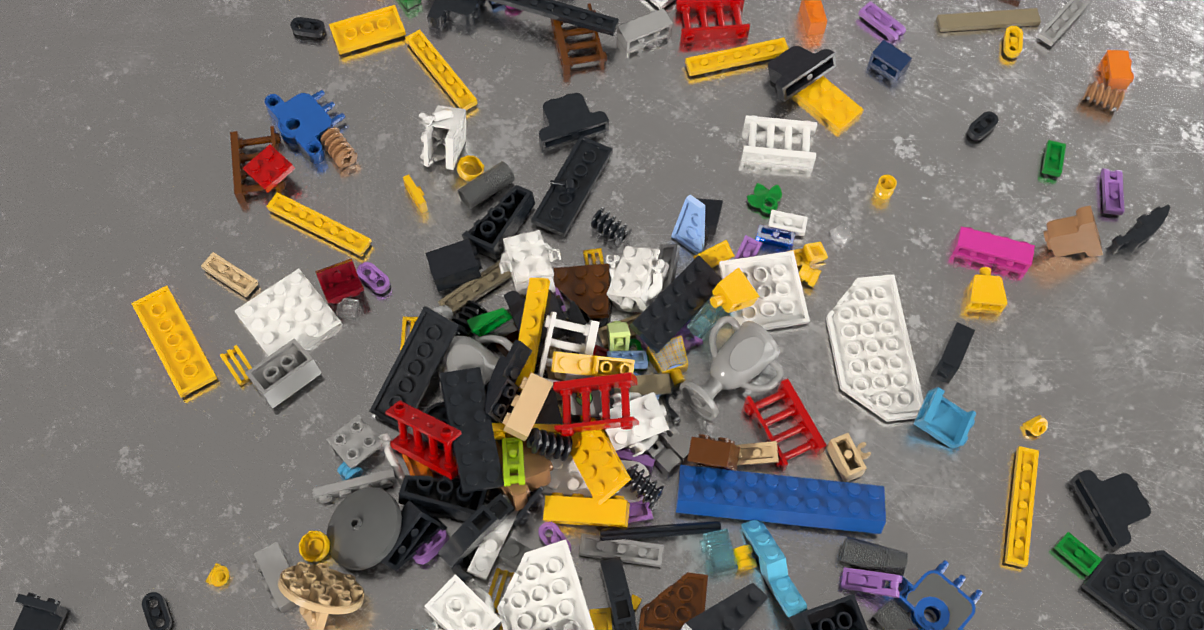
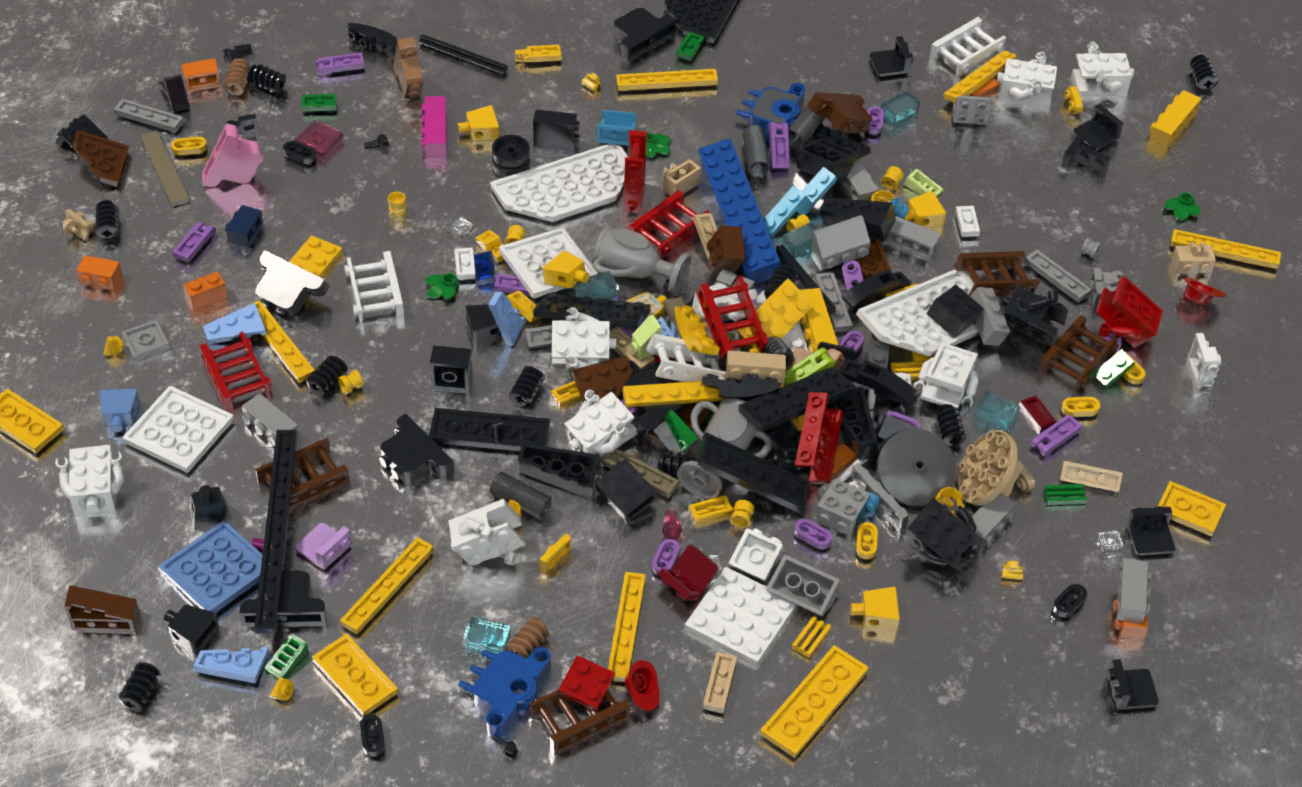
camera: 110 degrees left, 15 degrees down
(233, 430) = (878, 609): none -> yellow torso
(250, 212) = (643, 685): none -> red piece
(251, 112) = (510, 747): none -> black hand
(269, 517) = (949, 537): none -> black torso
(313, 453) = (866, 542): none -> yellow plate
(339, 350) = (757, 554): none -> white plate
(340, 408) = (813, 534): none -> medium lavender plate
(357, 121) = (486, 635): none -> clear light blue brick
(387, 354) = (742, 512): none -> yellow wheel
(406, 294) = (671, 526): none -> clear pink cone
(406, 594) = (950, 425): none -> black piece
(499, 38) = (324, 544): none -> lavender bracket
(646, 586) = (852, 276): none -> medium lavender plate
(648, 168) = (451, 368): none -> black brick
(667, 95) = (350, 382): none -> yellow wheel
(681, 79) = (326, 375): none -> black piece
(684, 578) = (840, 243): none -> light grey slope
(763, 29) = (229, 326): none -> light blue wing
(867, 401) = (635, 171): none -> red fence
(914, 458) = (657, 144): none -> green plate
(925, 301) = (510, 155): none -> black wheel
(971, 57) = (232, 159): none -> bright pink brick
(984, 200) = (381, 139): none -> black hand
(999, 146) = (320, 137): none -> clear pink plate
(1033, 90) = (245, 123): none -> black plate
(1087, 330) = (463, 54): none -> black axle
(1091, 39) = (175, 91): none -> black bracket
(1093, 385) = (539, 54): none -> yellow hinge
(1097, 120) = (266, 78): none -> black piece
(1146, 112) = (239, 52): none -> black plate

